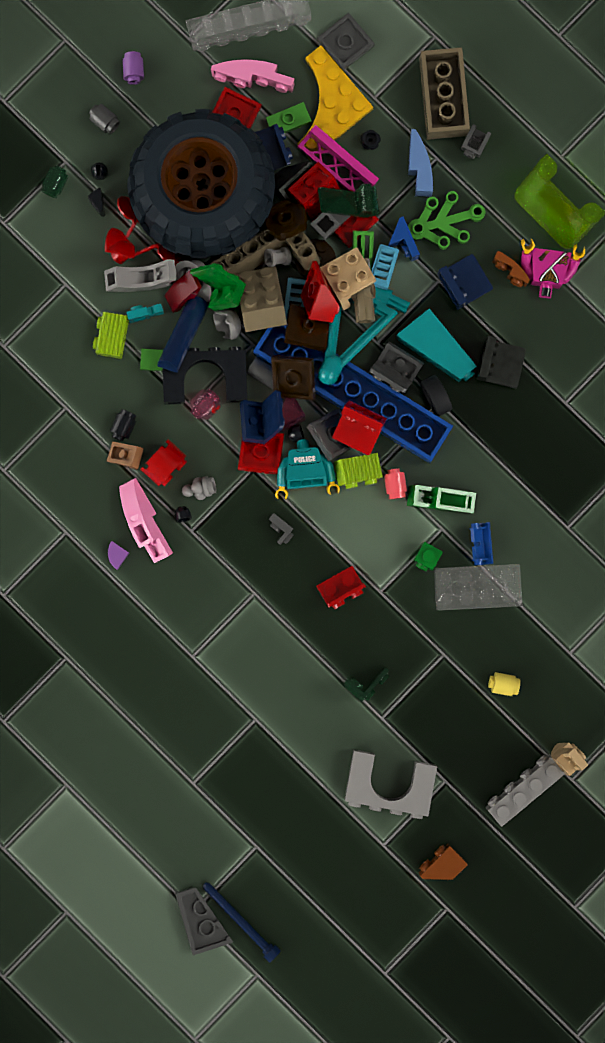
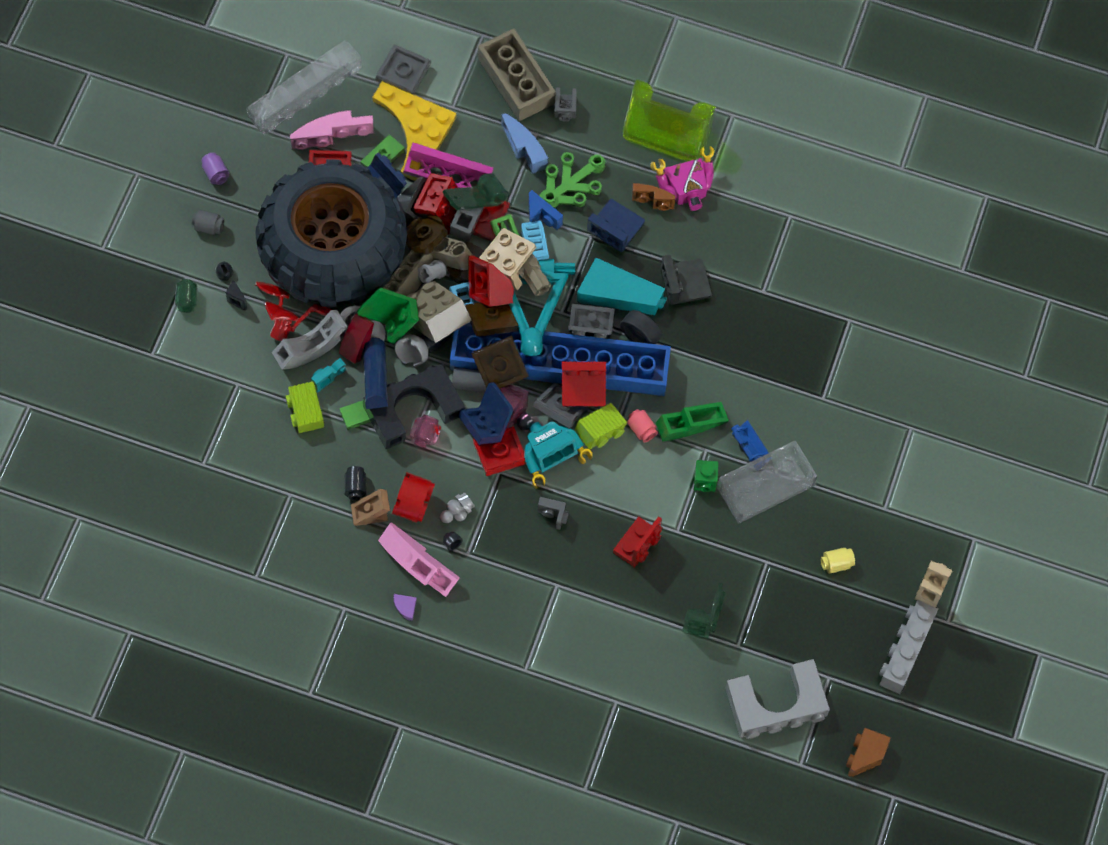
camera: 30 degrees left, 20 degrees down
(375, 139) = (467, 136): black plate -> none

